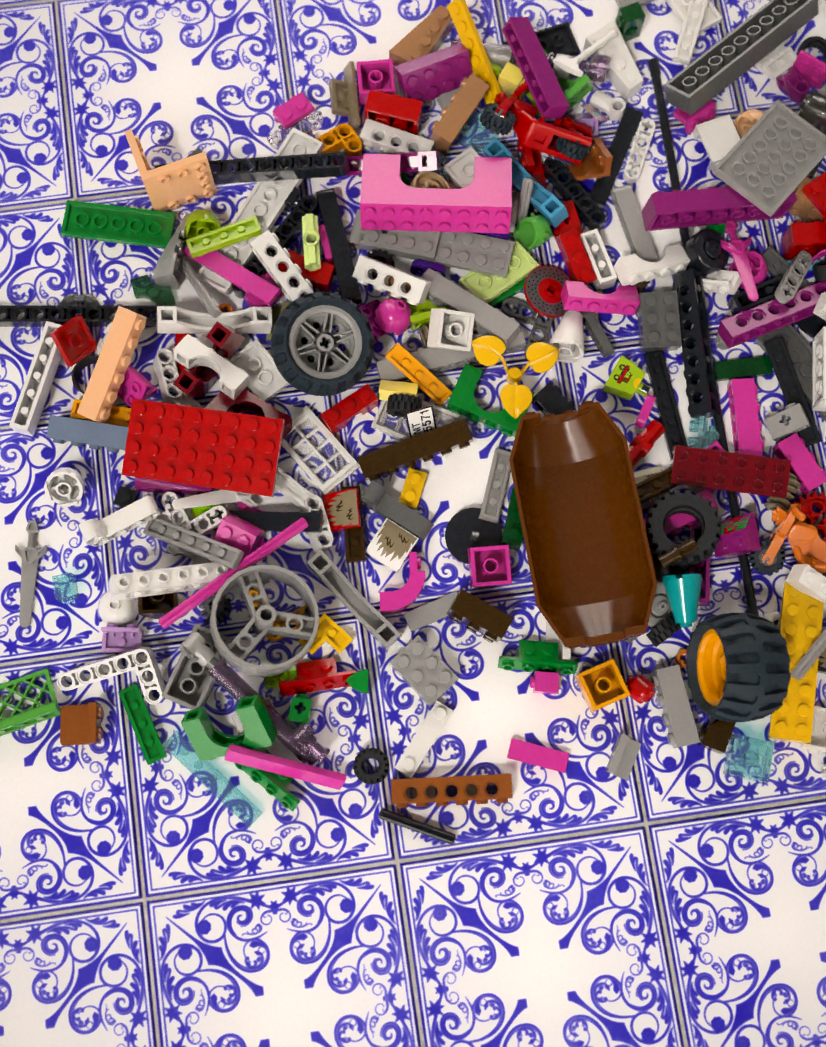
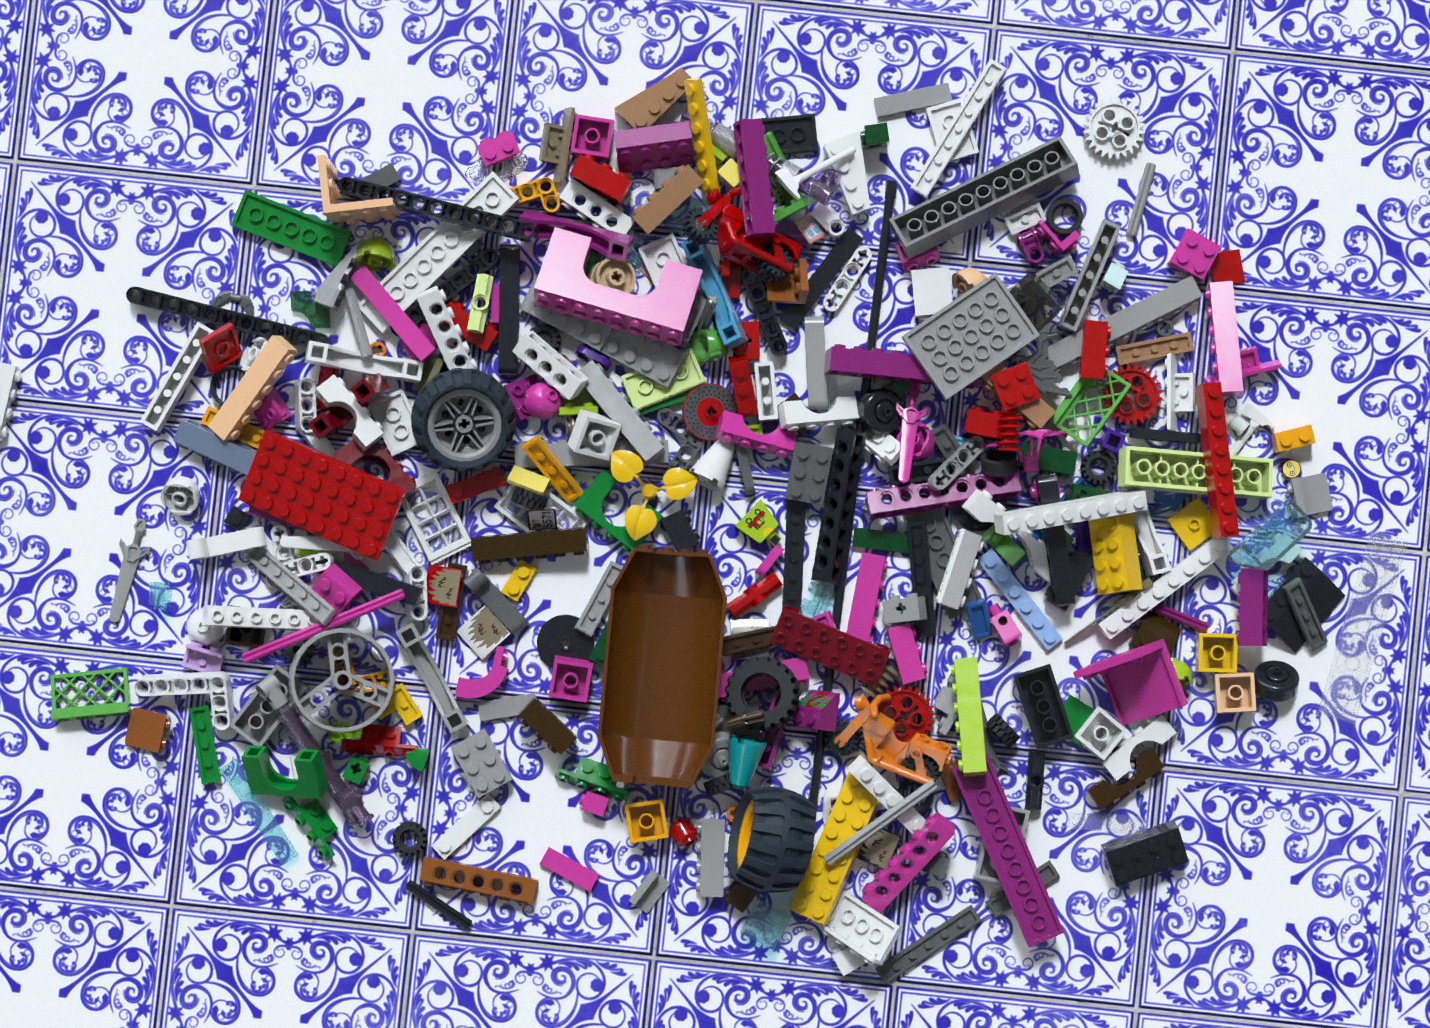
camera: 15 degrees right, 10 degrees up
(224, 237) = (394, 276): lime plate -> none
(285, 767) = (328, 820): dark pink tile -> none

